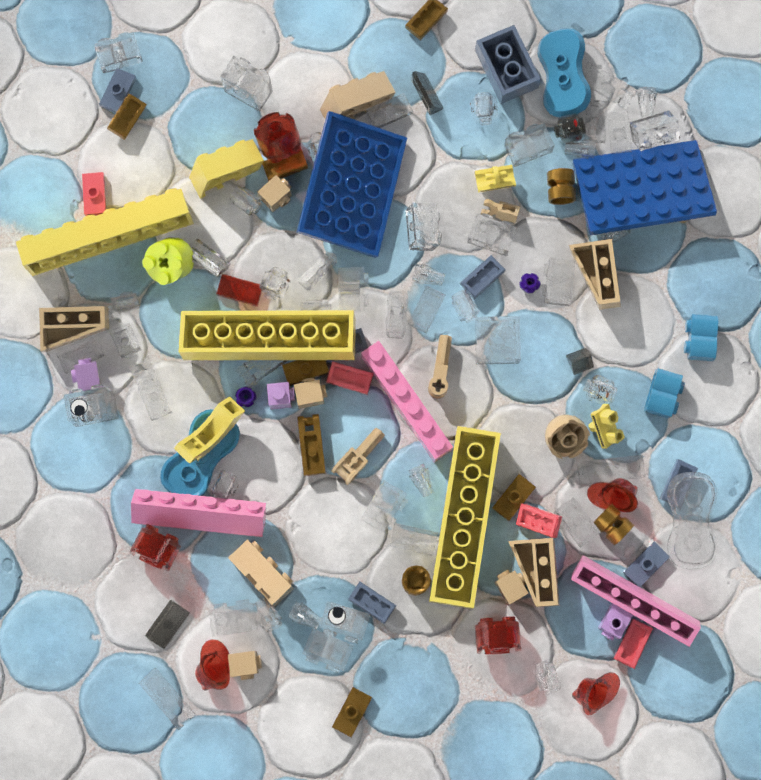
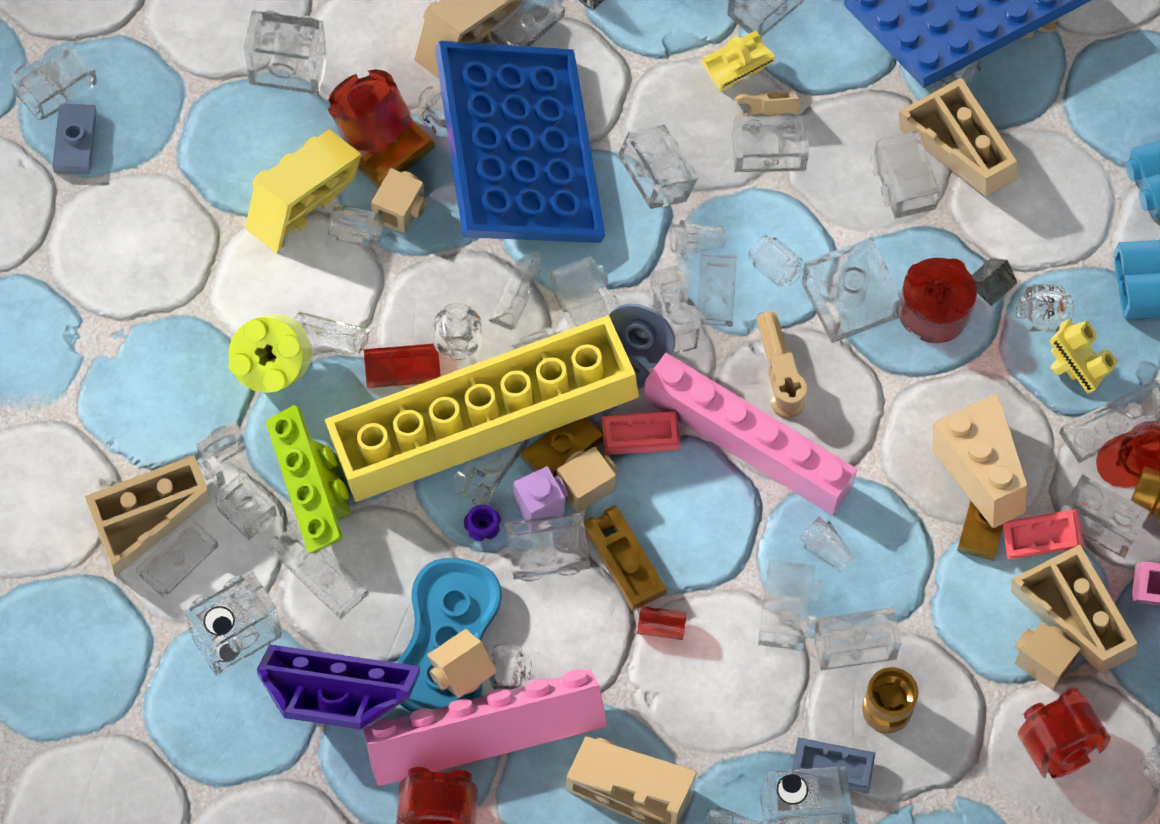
camera: 25 degrees left, 15 degrees down
(85, 374) = (200, 575): lavender brick -> none
(94, 193) = (99, 304): coral plate -> none
(104, 232) = (145, 347): light yellow brick -> none
(126, 116) = (106, 169): pearl gold plate -> none
(127, 463) = (334, 686): none -> dark purple wedge
(163, 340) = (310, 479): none -> lime bracket
(197, 476) = (461, 664): none -> tan brick
(211, 431) = (455, 583): light yellow arch -> none
(271, 425) = (547, 546): none -> clear brick
(316, 489) = (661, 623): none -> clear red piece
(356, 459) = (707, 552): tan connector -> none
(371, 323) = (643, 333): none -> sand blue dish
(465, 517) = (925, 574): light yellow brick -> none
(482, 276) = (784, 208): sand blue plate -> none
(524, 283) = (857, 202): dark purple plate -> none
(524, 466) = (983, 459): none -> tan wedge
(531, 366) = (937, 299): none -> clear red brick
(561, 186) = (845, 37): pearl gold wheel -> none
(566, 436) = (1028, 390): tan cylinder -> none

